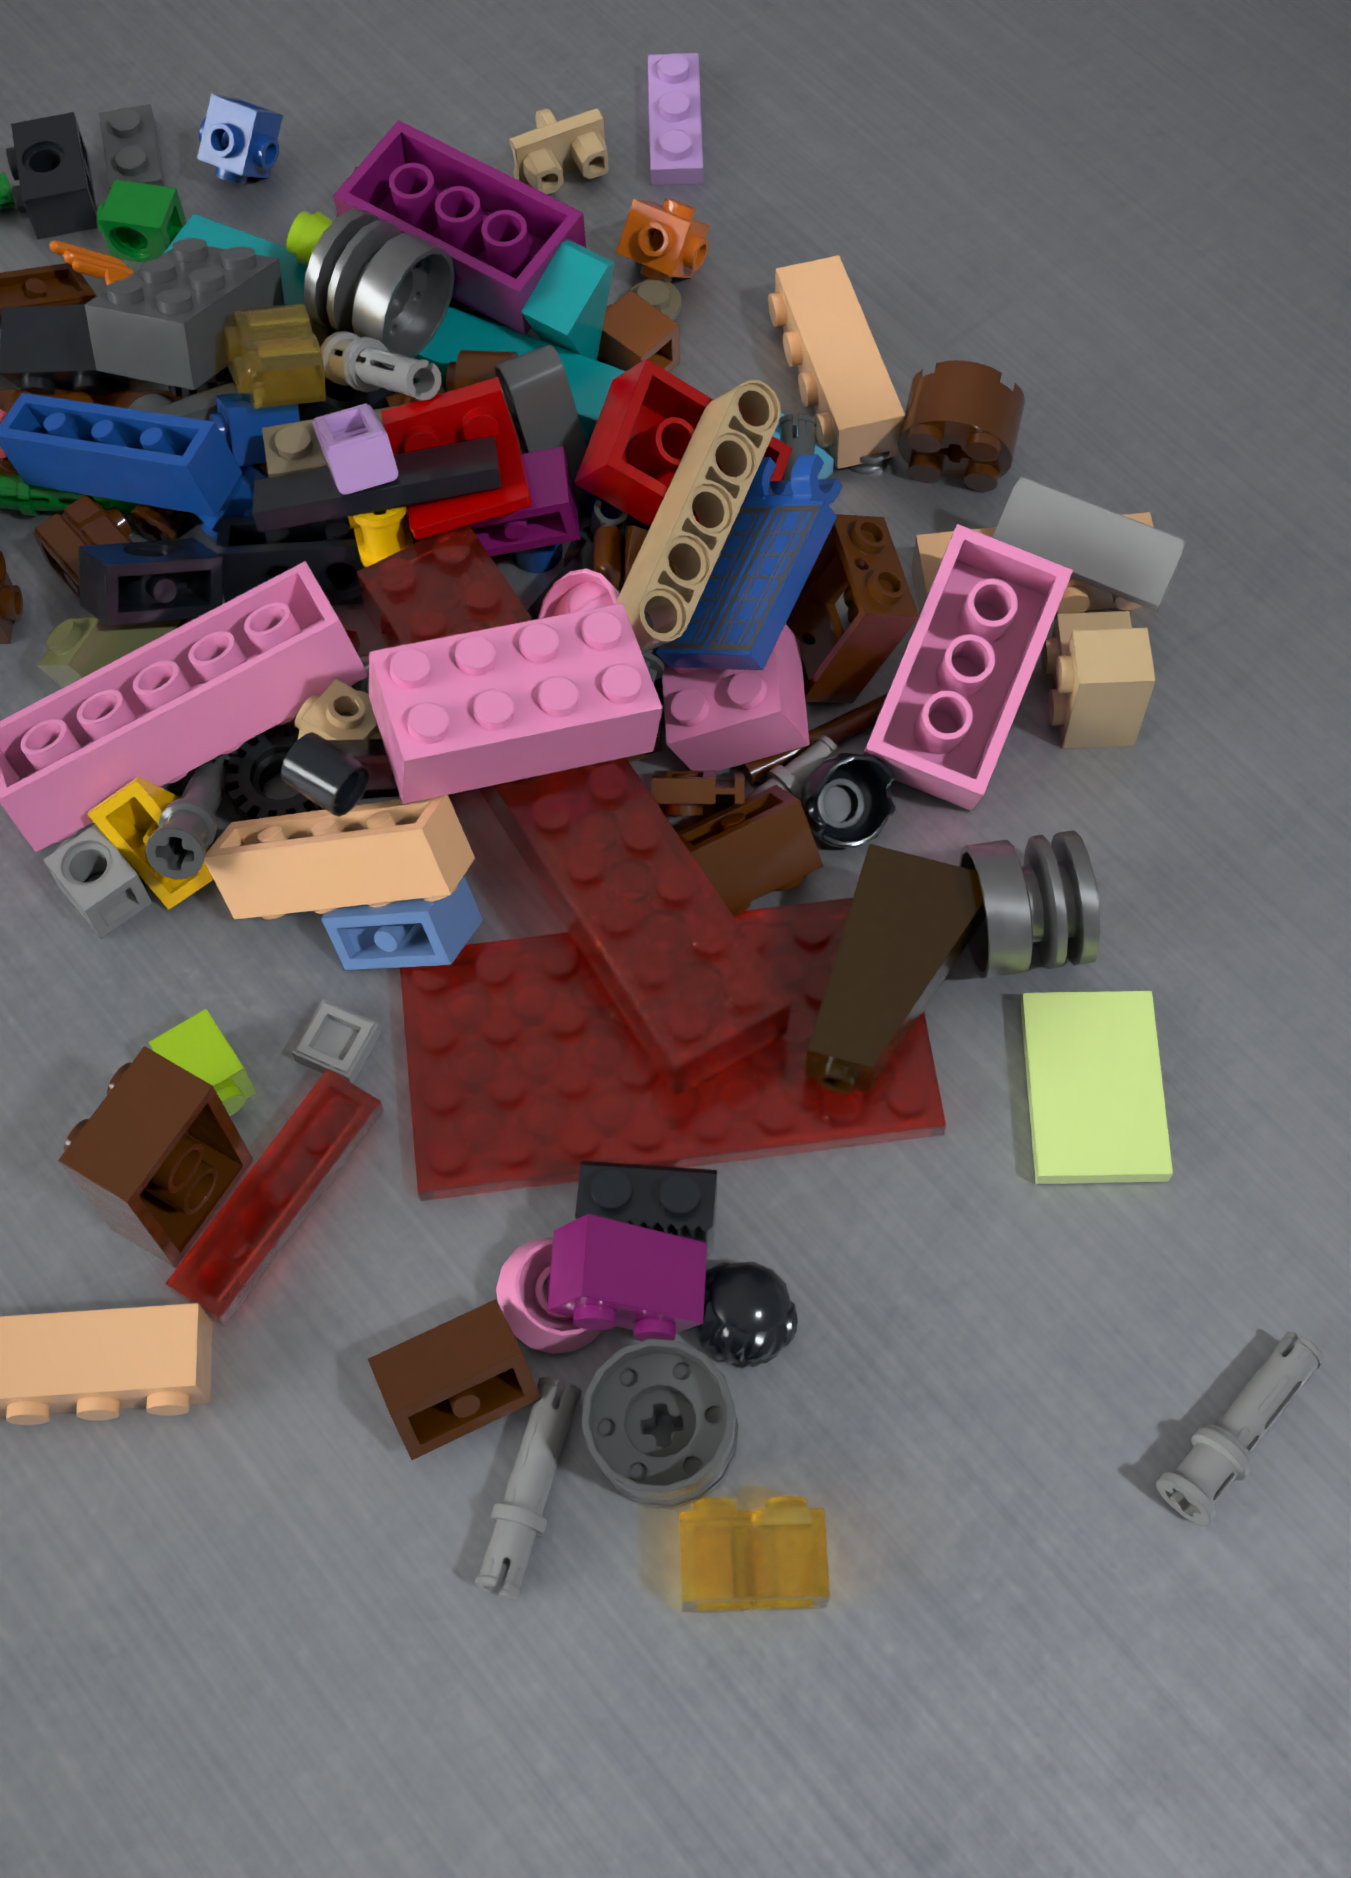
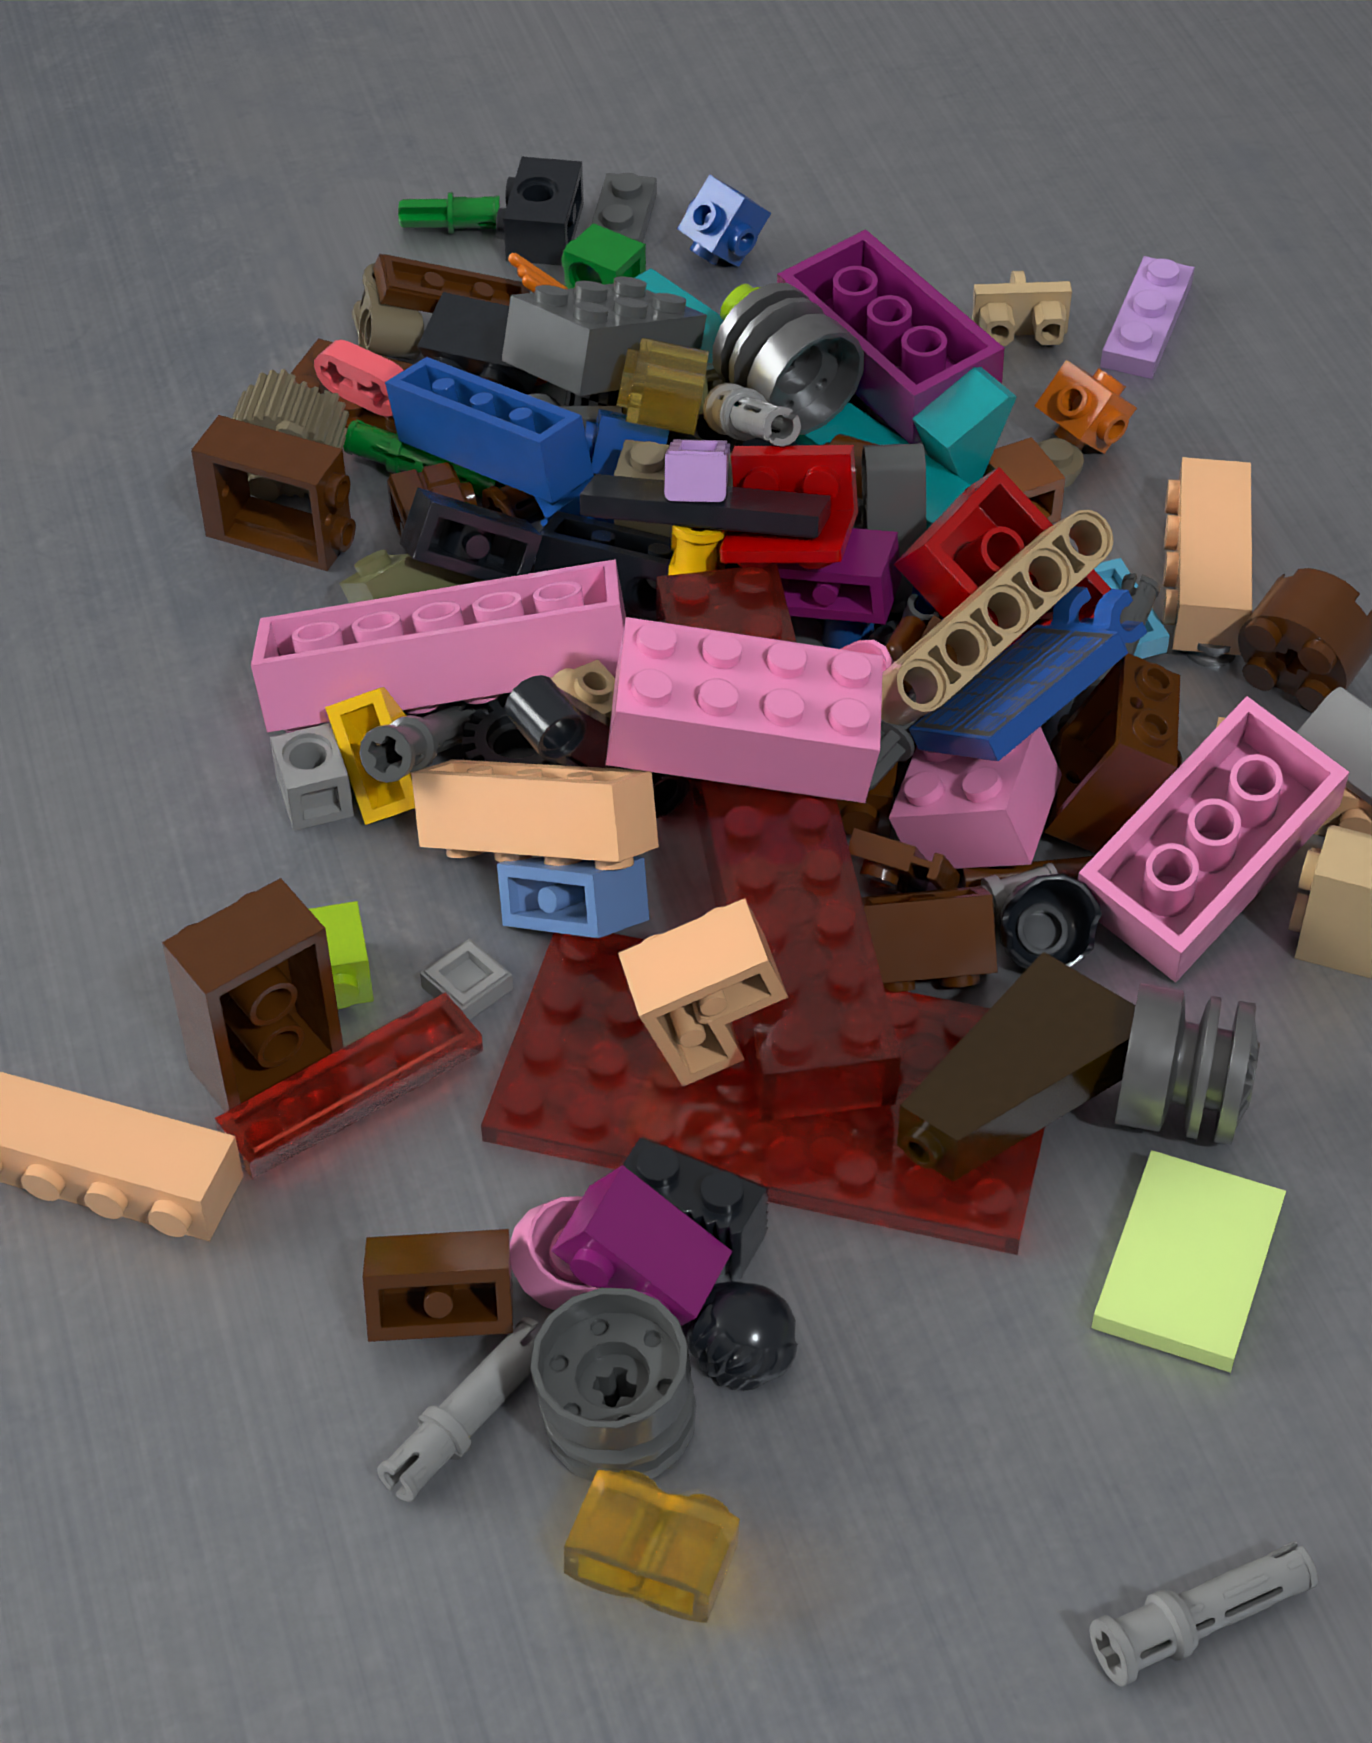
camera: 20 degrees right, 15 degrees down
(583, 997) = (699, 982): none -> light nougat brick

